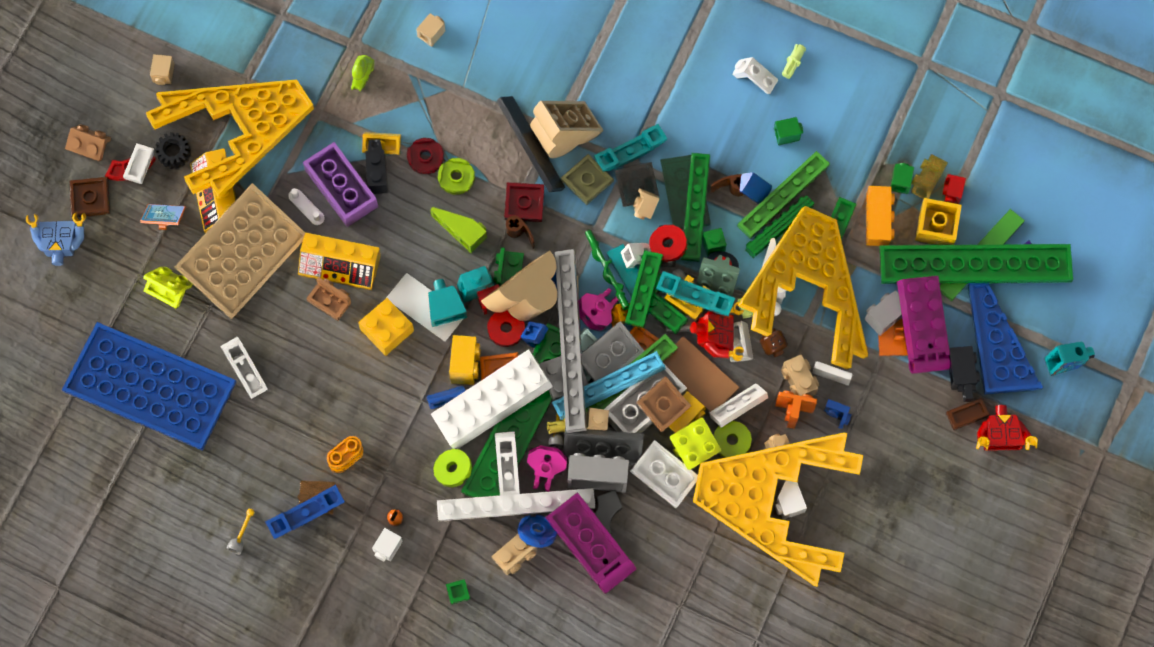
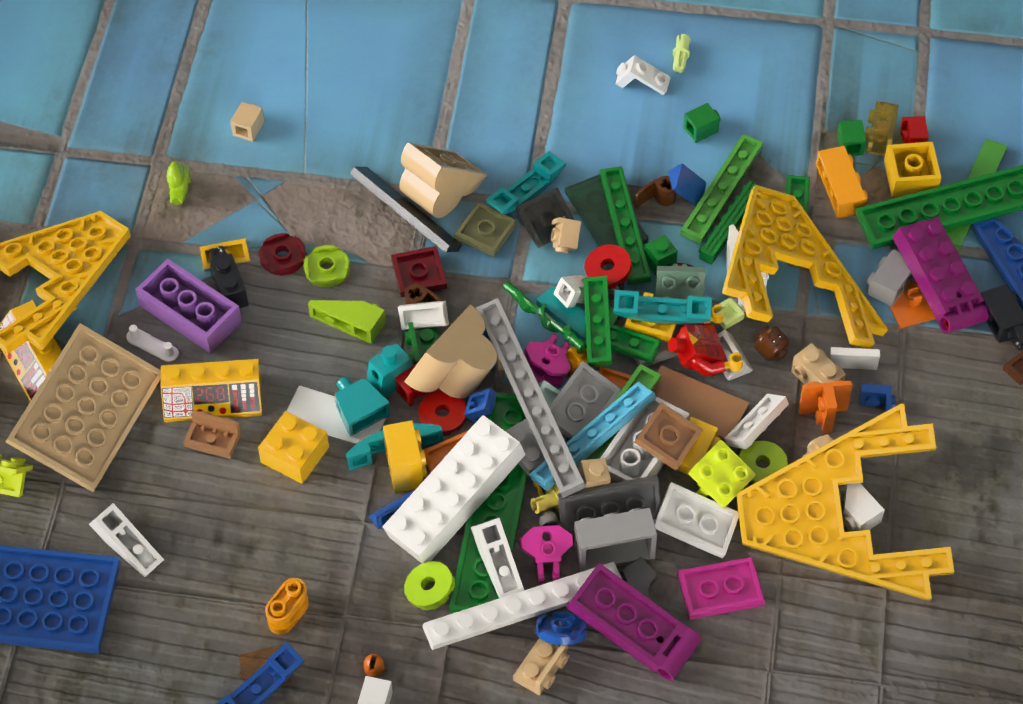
camera: 15 degrees left, 15 degrees down
(434, 346) = (362, 452): none -> teal slope
(515, 243) = (423, 315): none -> white tile
(666, 531) = (720, 588): none -> dark pink tile

